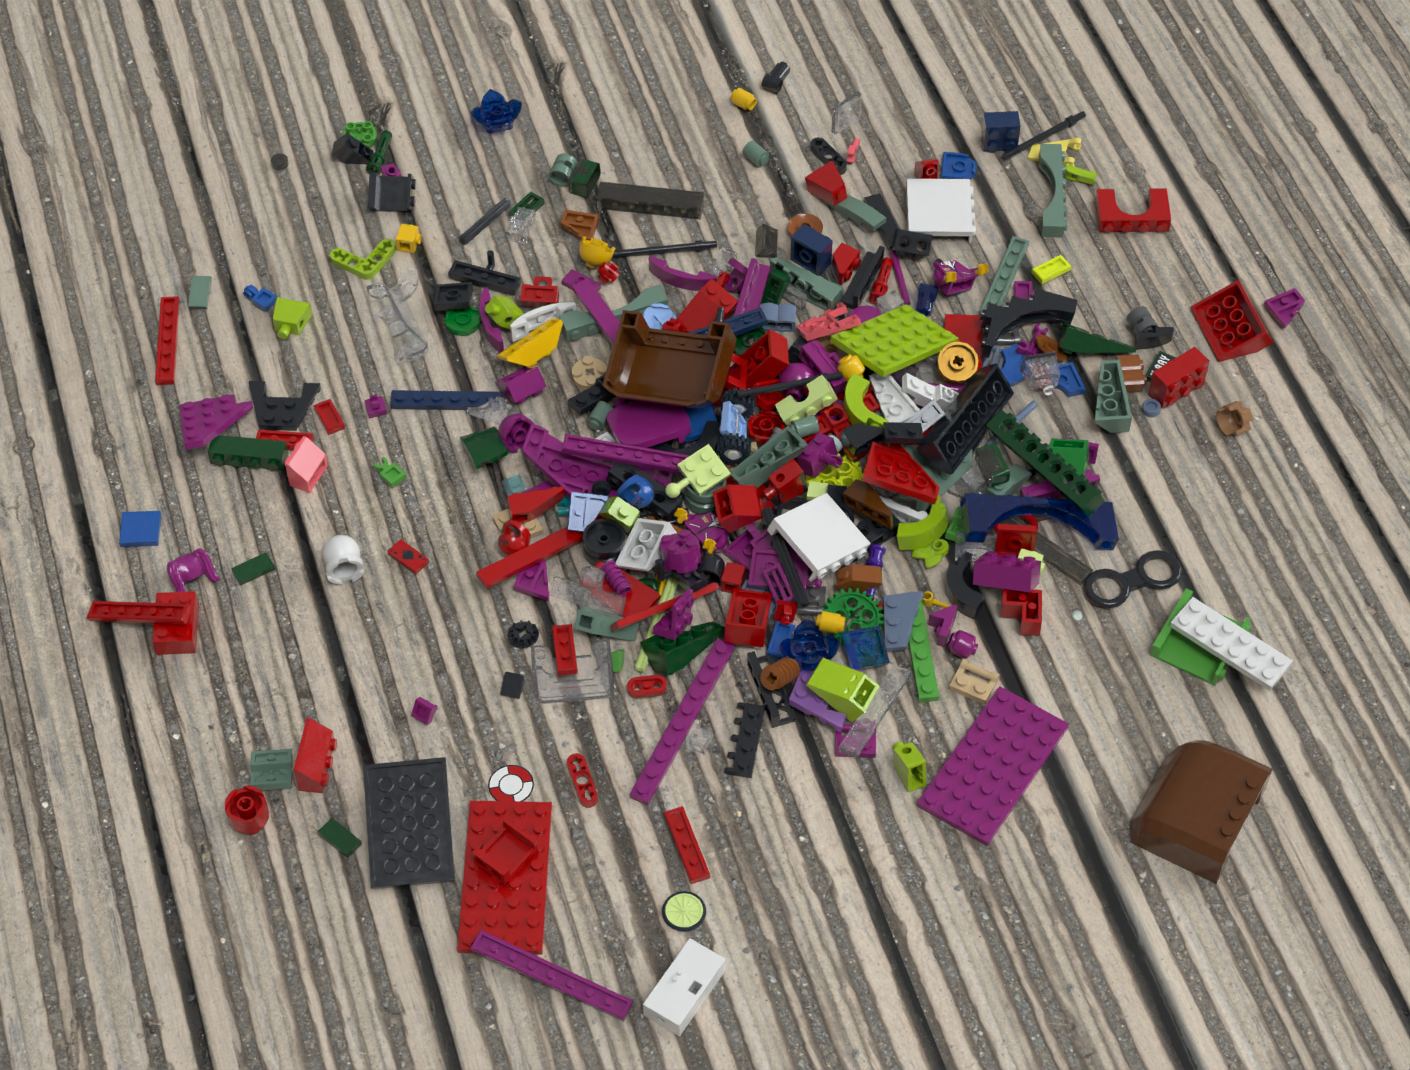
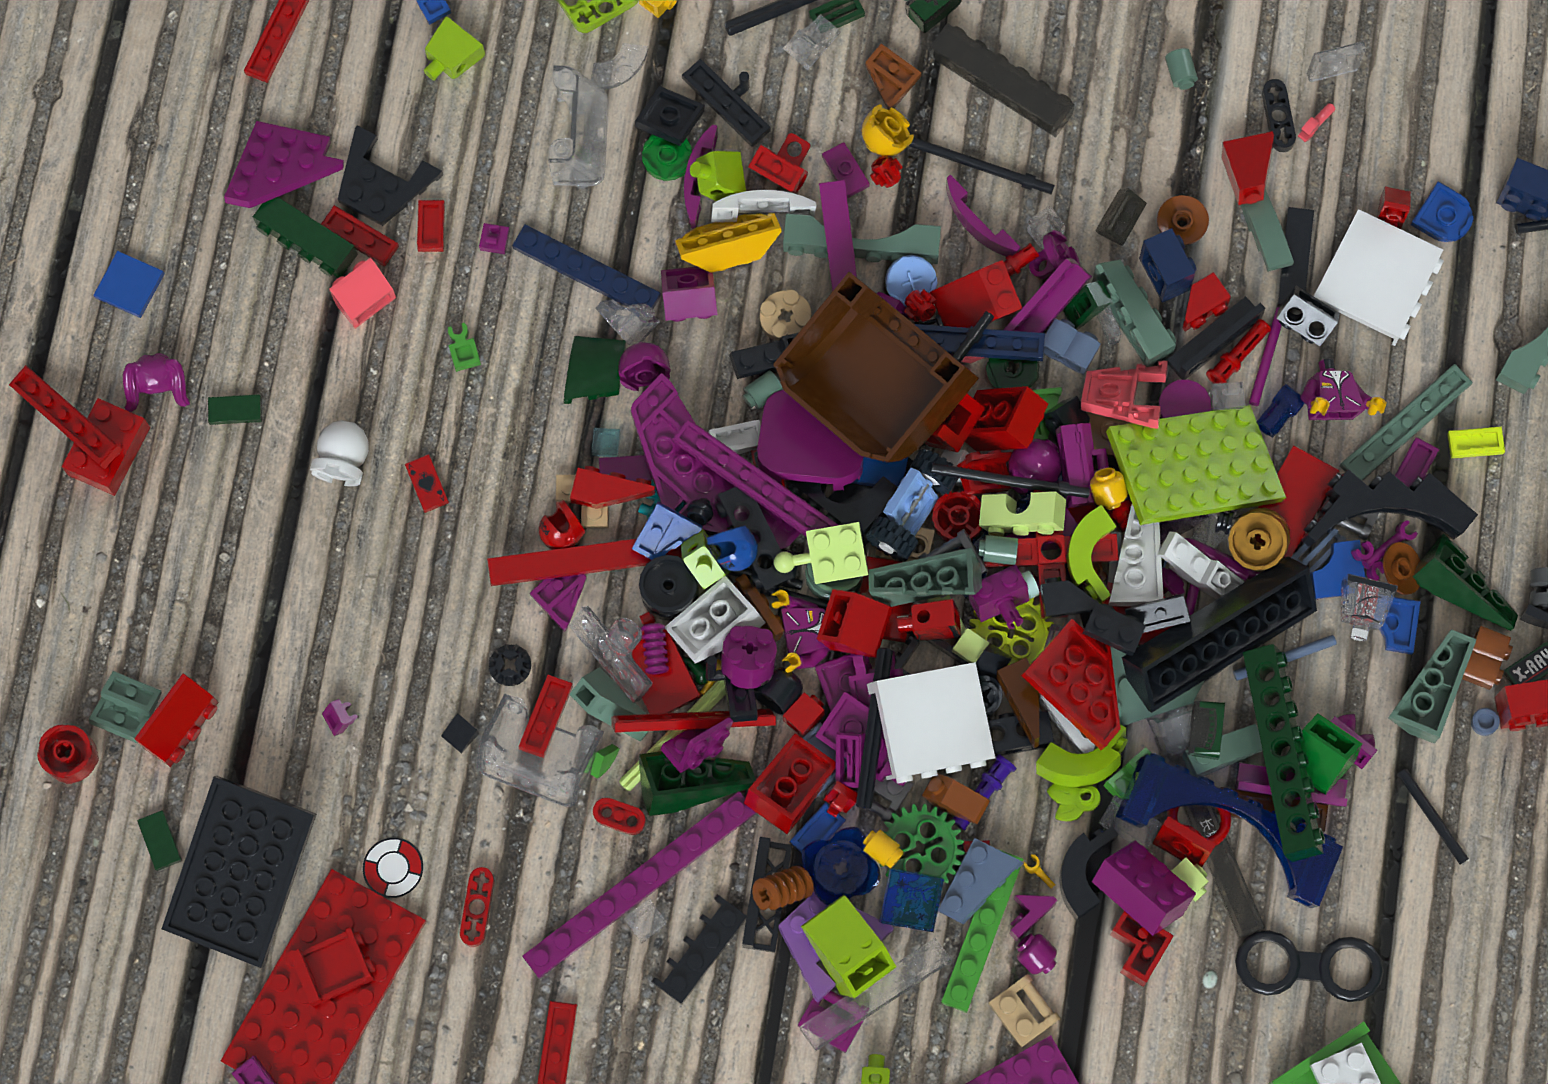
camera: 30 degrees right, 20 degrees up
(929, 366) = (1224, 522): none -> black bush
(1153, 469) = (1433, 816): none -> black bar

